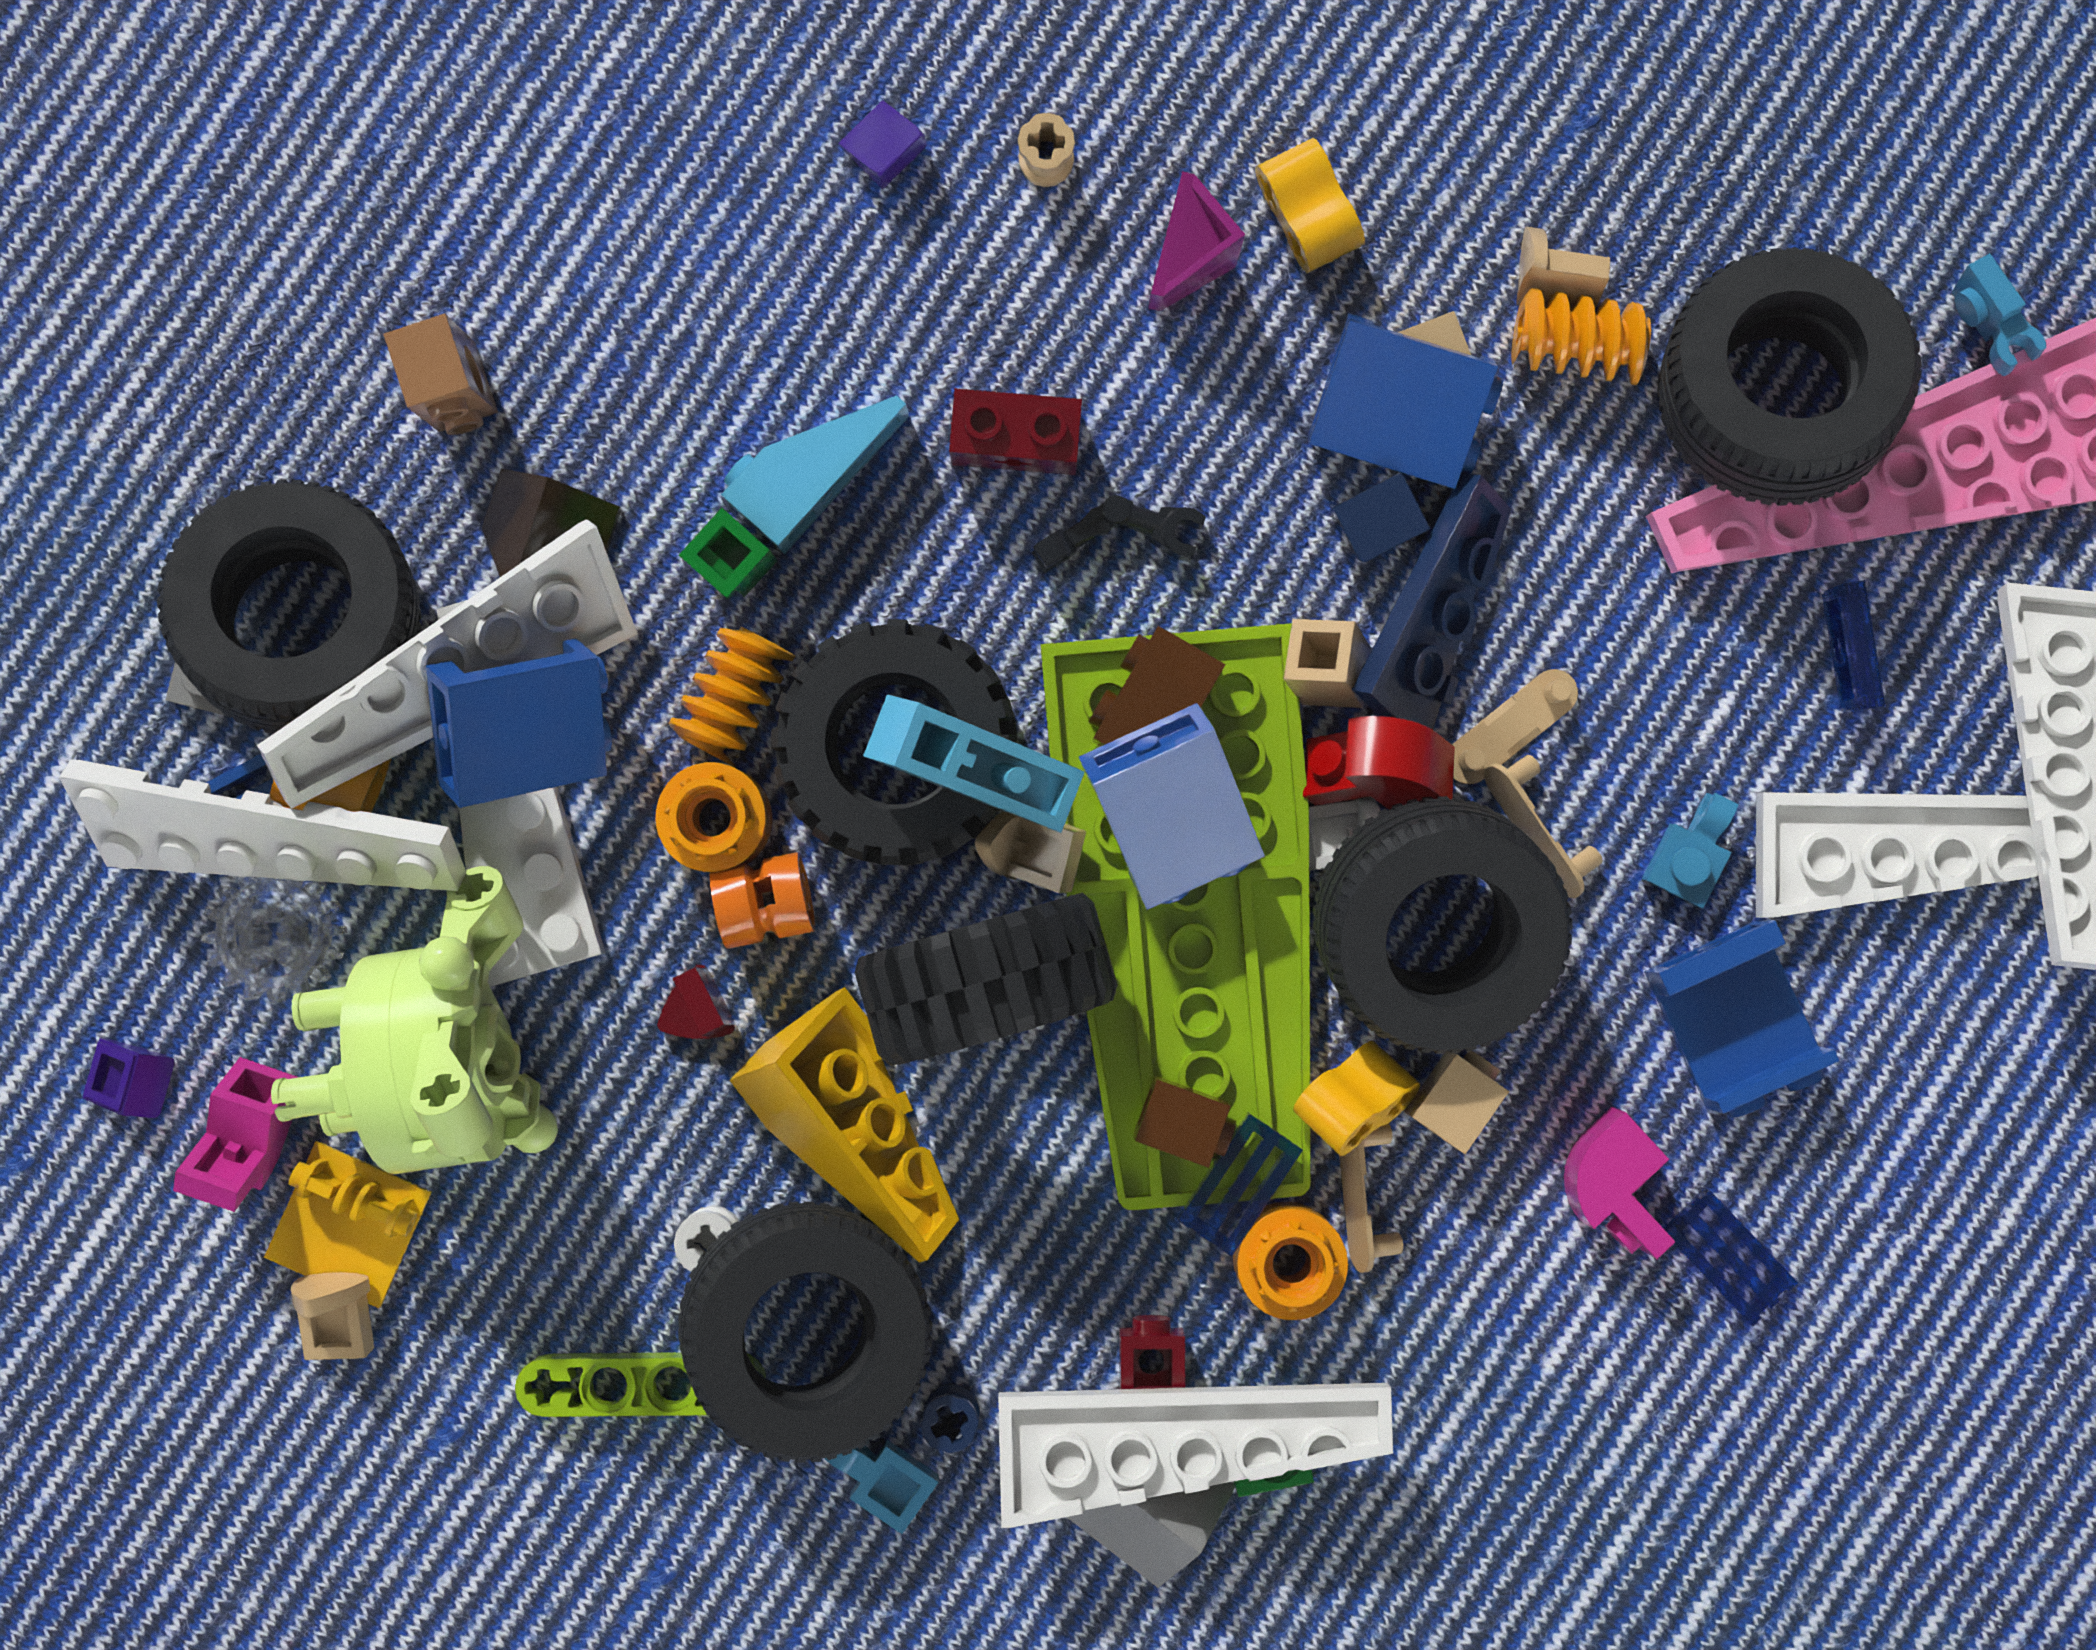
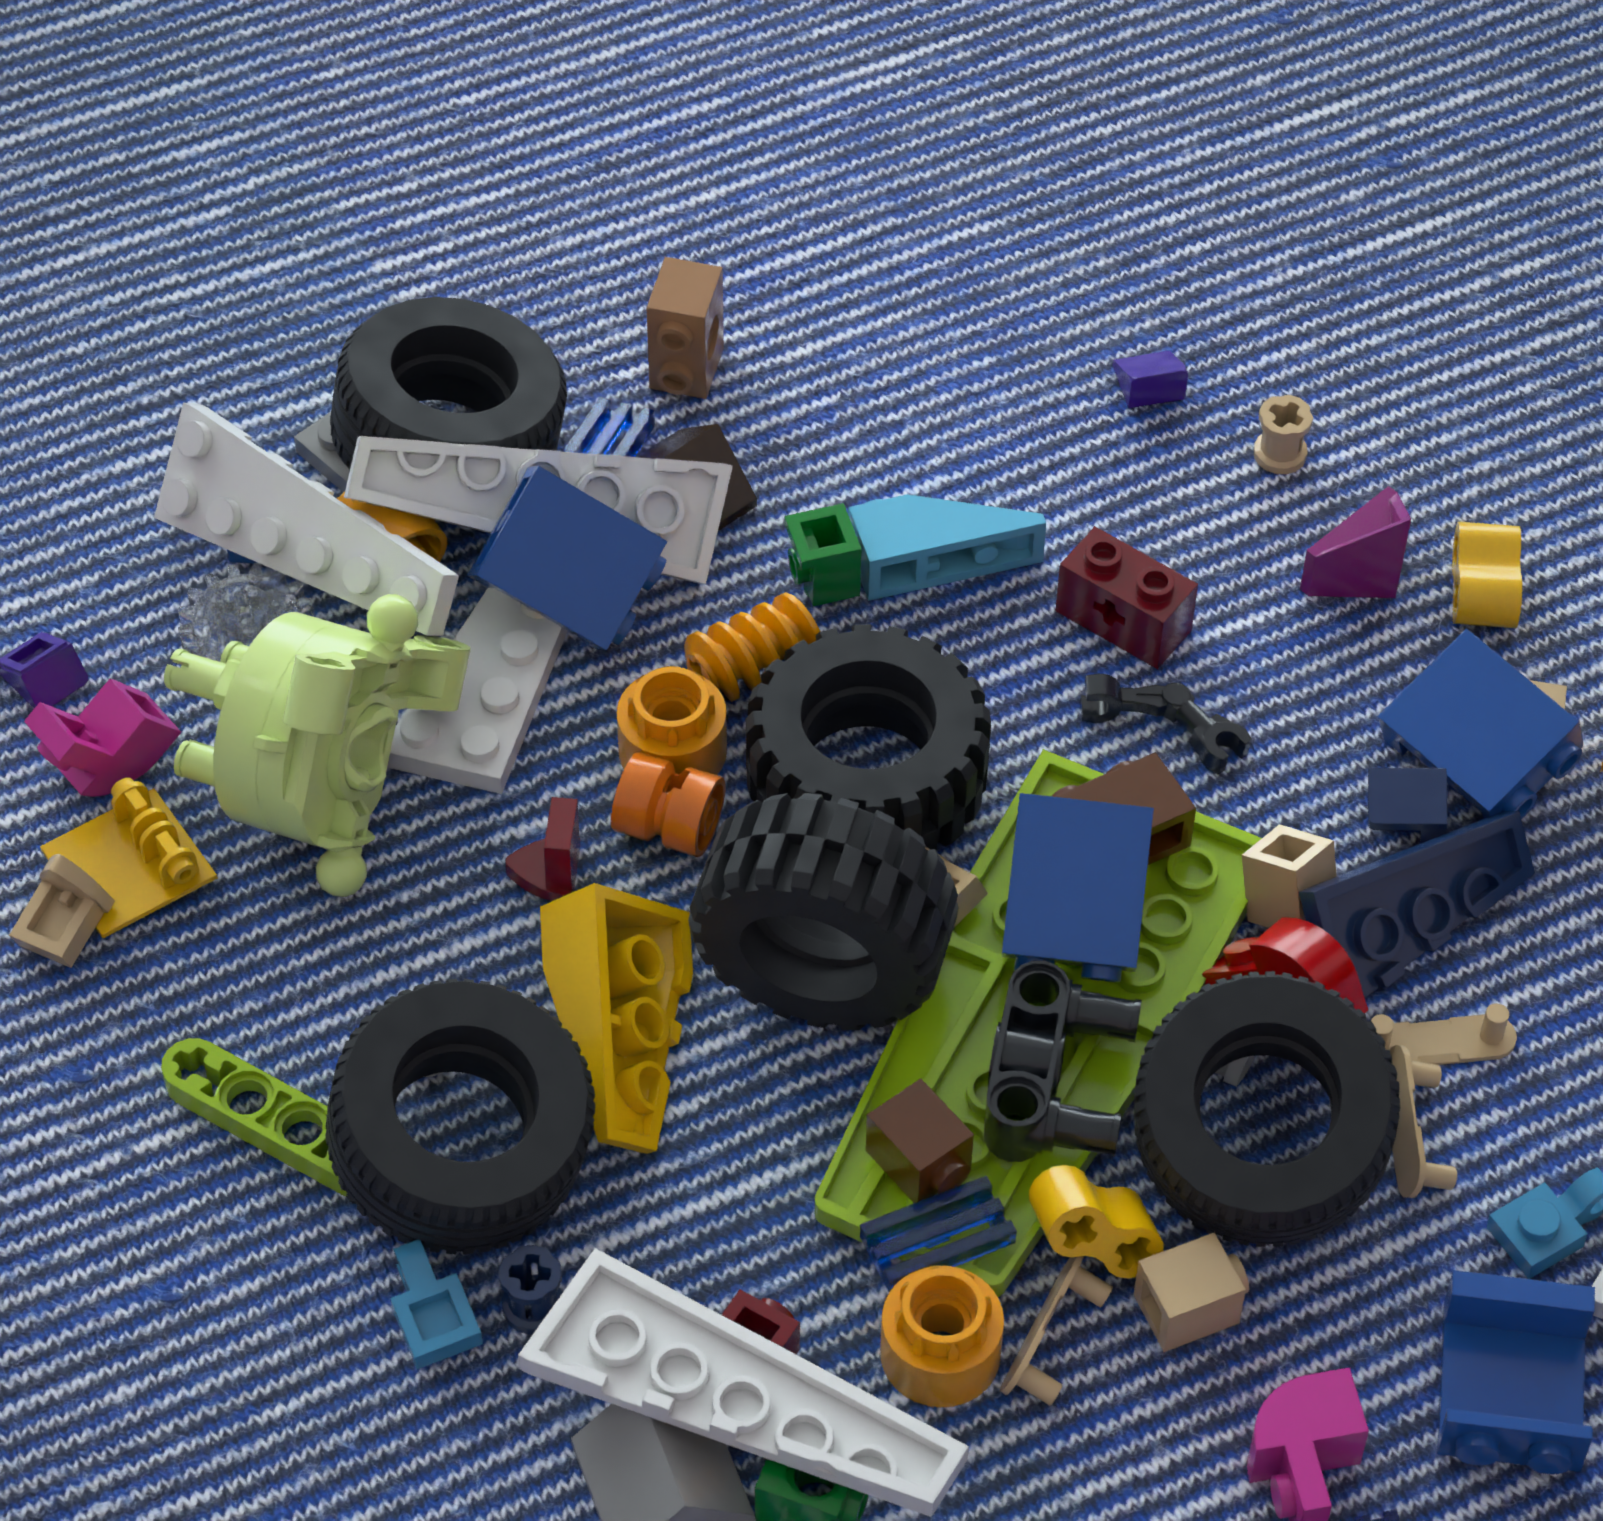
camera: 30 degrees right, 35 degrees down
(440, 491) = (604, 425): none -> clear blue tile
(973, 762) = (927, 742): medium azure slope -> none
(1224, 987) = (1030, 1060): none -> black piece

